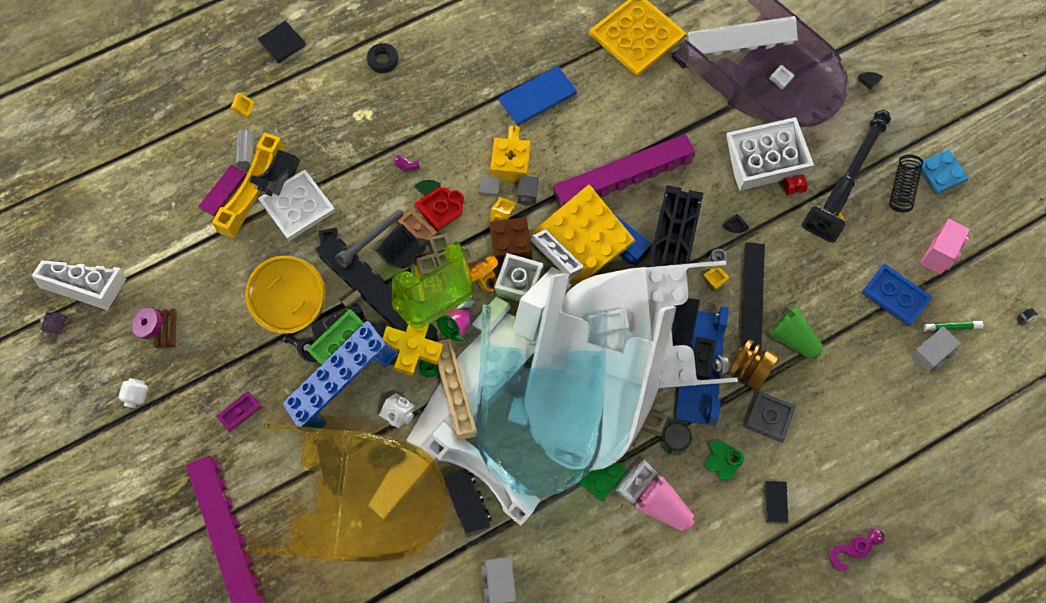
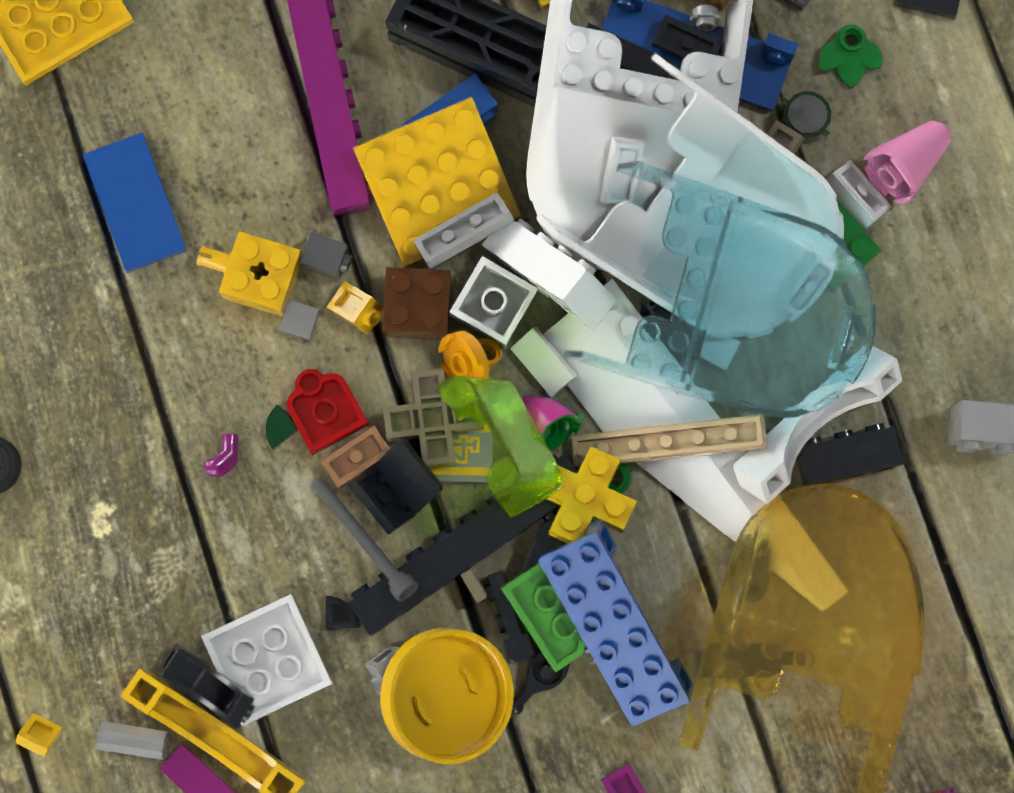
camera: 80 degrees left, 15 degrees up
(397, 410) = (683, 540): white brick -> none

